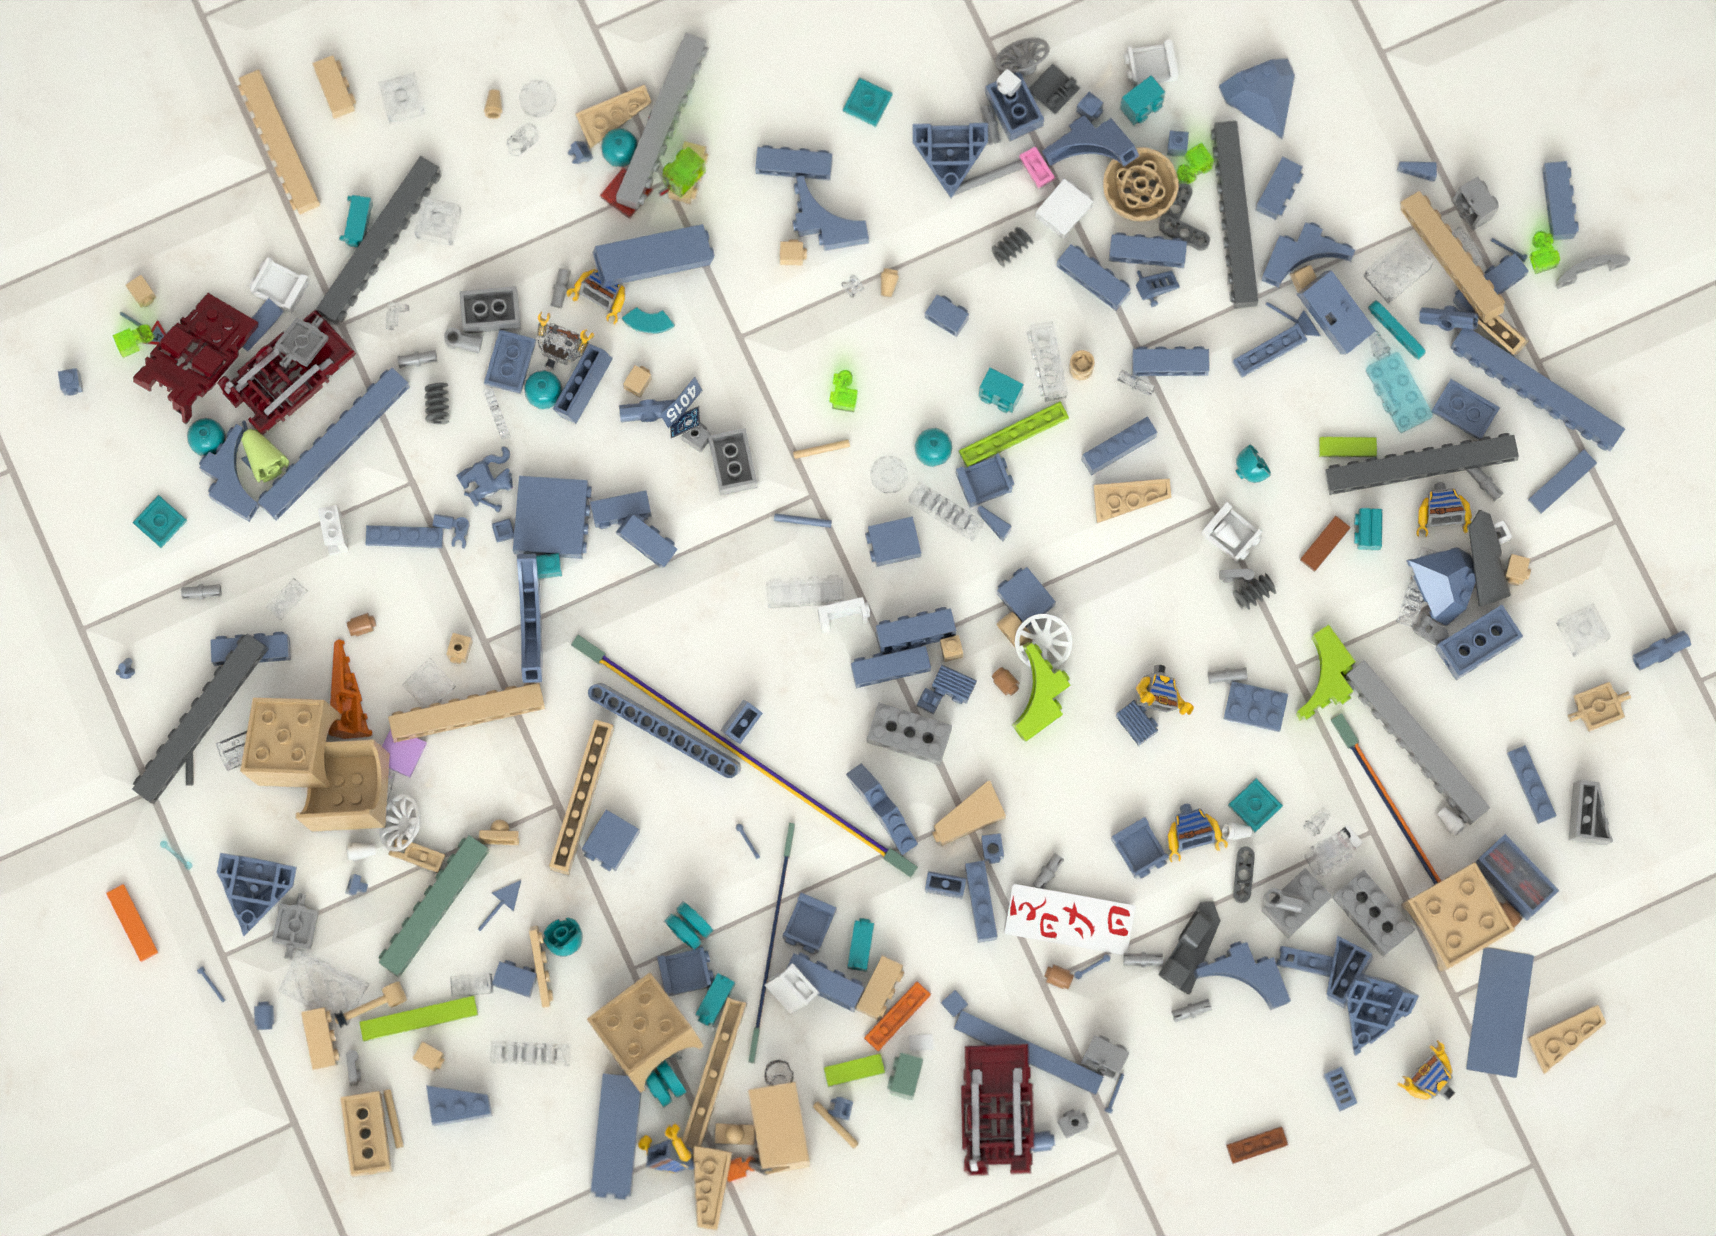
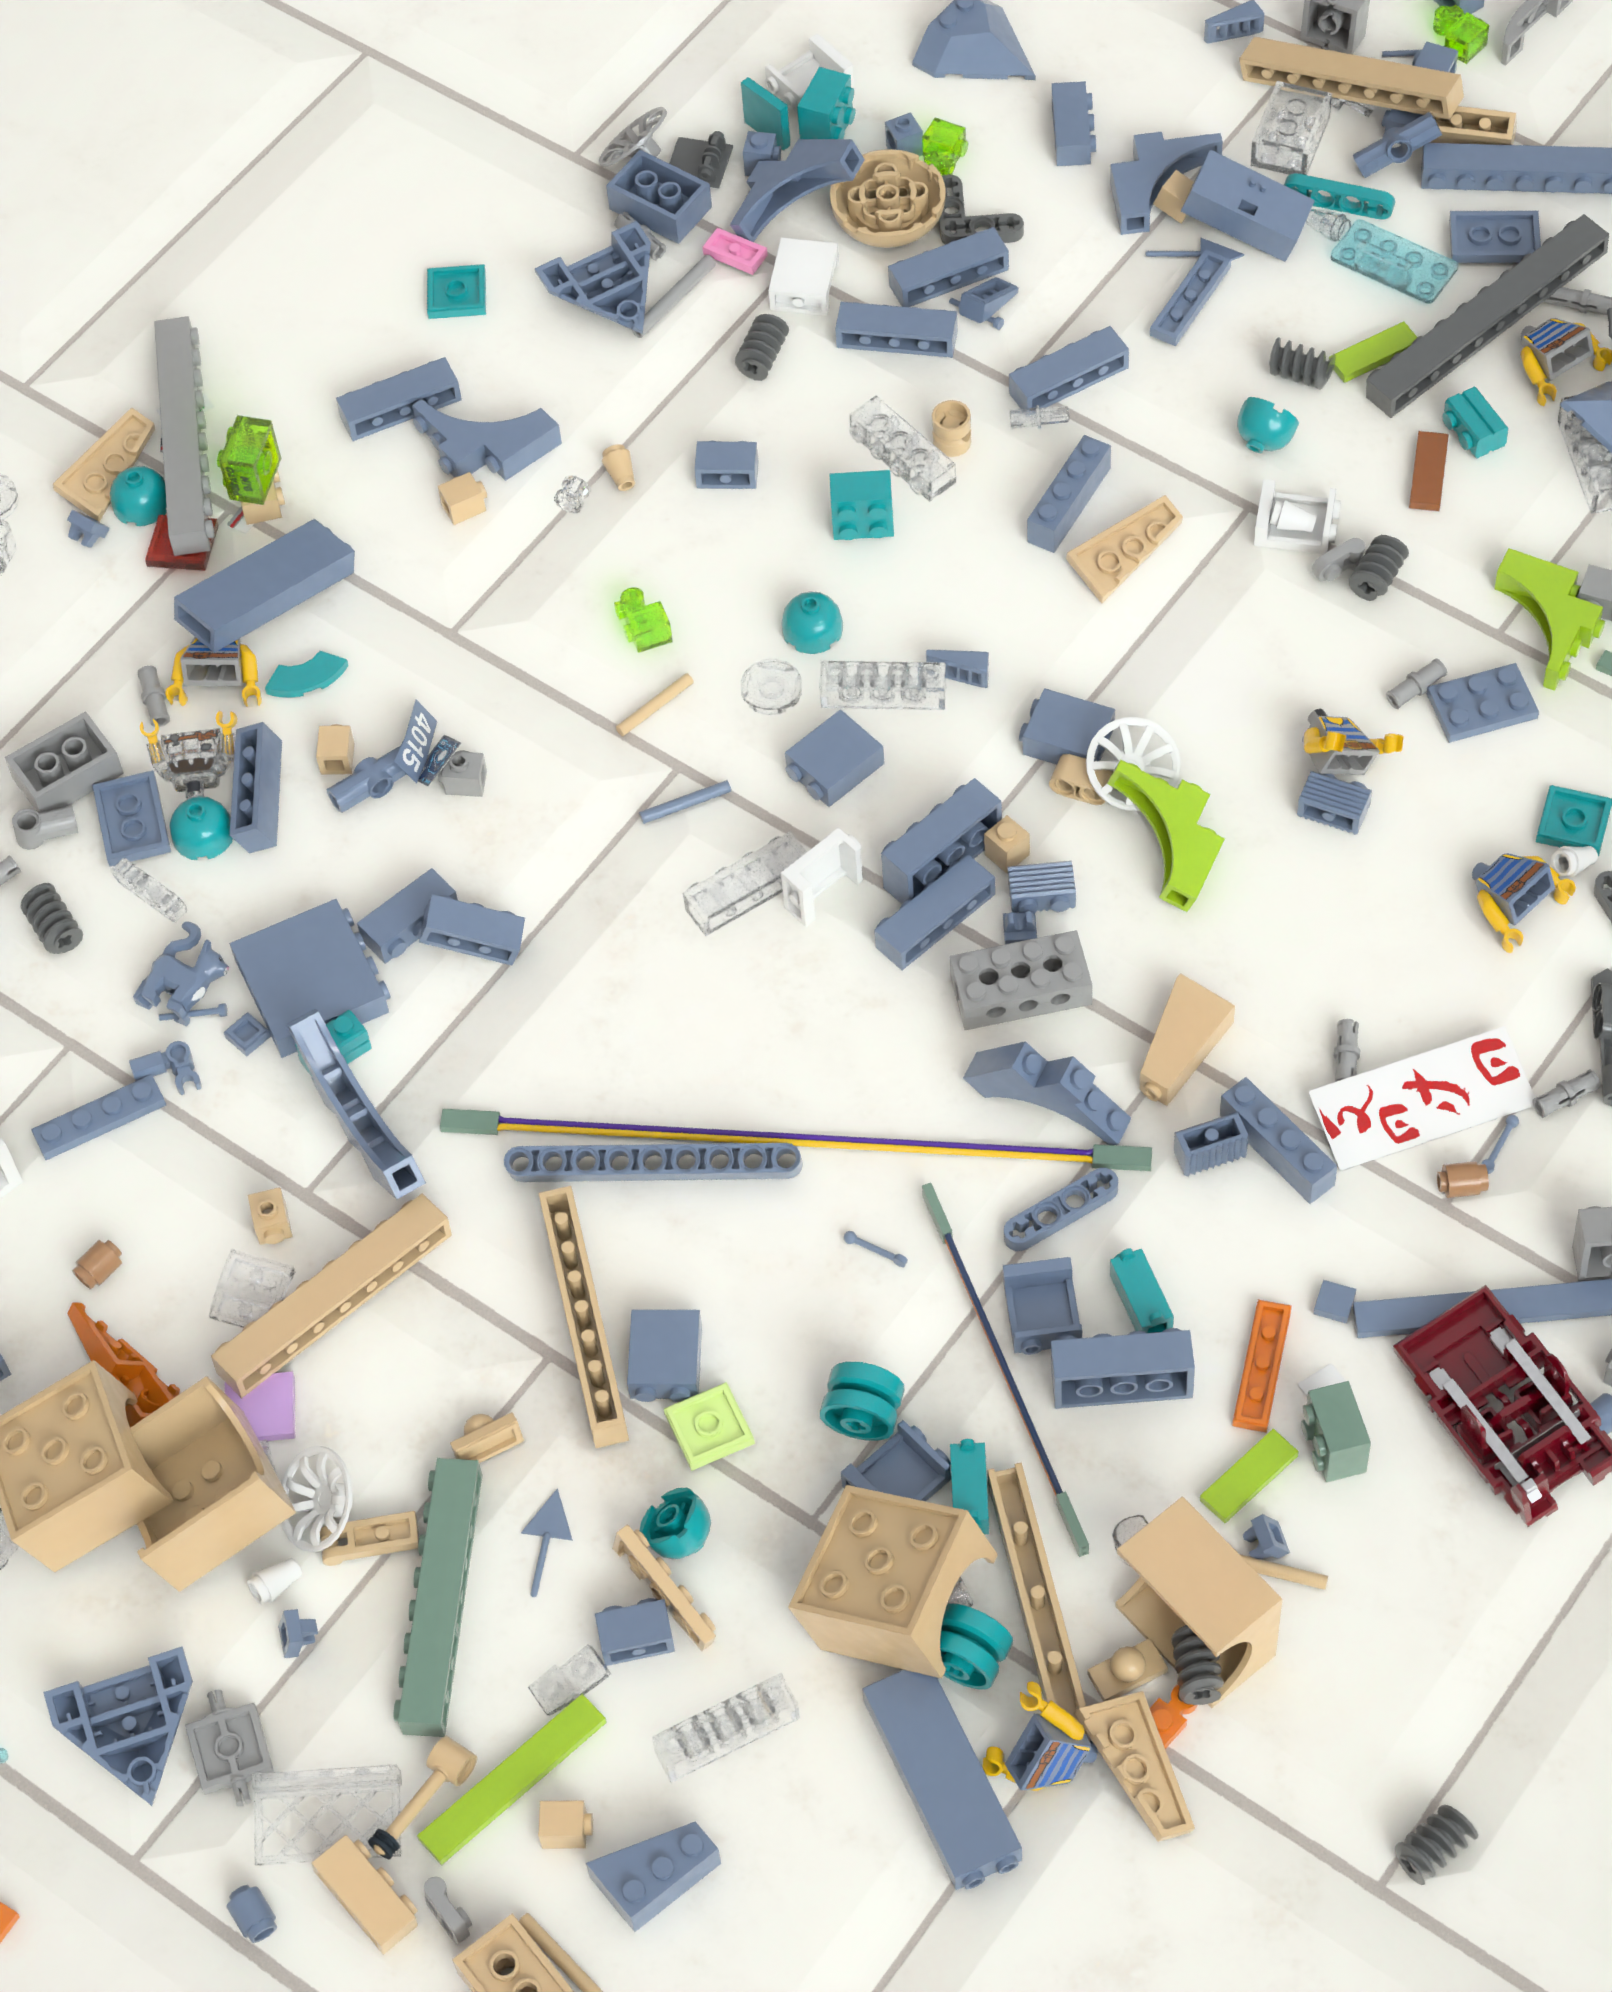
camera: 25 degrees left, 20 degrees down
(201, 971) = (107, 1903): sand blue piece -> none
(610, 891) = (709, 1426): none -> yellowish green plate
(732, 461) = (537, 773): light grey brick -> none
(741, 721) = (763, 1089): sand blue brick -> none
(791, 989) = (1080, 1398): white panel -> none
(852, 878) = (1057, 1204): none -> sand blue beam
(880, 988) = (1212, 1336): tan brick -> none
(985, 480) = (912, 624): sand blue panel -> none
(993, 839) = (1239, 1051): sand blue brick -> none
(1005, 681) = (1112, 847): medium nougat brick -> none
(1008, 83) = (635, 161): white plate -> none
(1013, 434) = (913, 557): lime tile -> none
(1107, 82) = (765, 112): none -> teal tile
(1140, 848) = (1454, 955): sand blue panel -> none
(1235, 214) = (1037, 178): dark grey brick -> none
(1298, 434) = (1300, 364): none -> dark grey piece

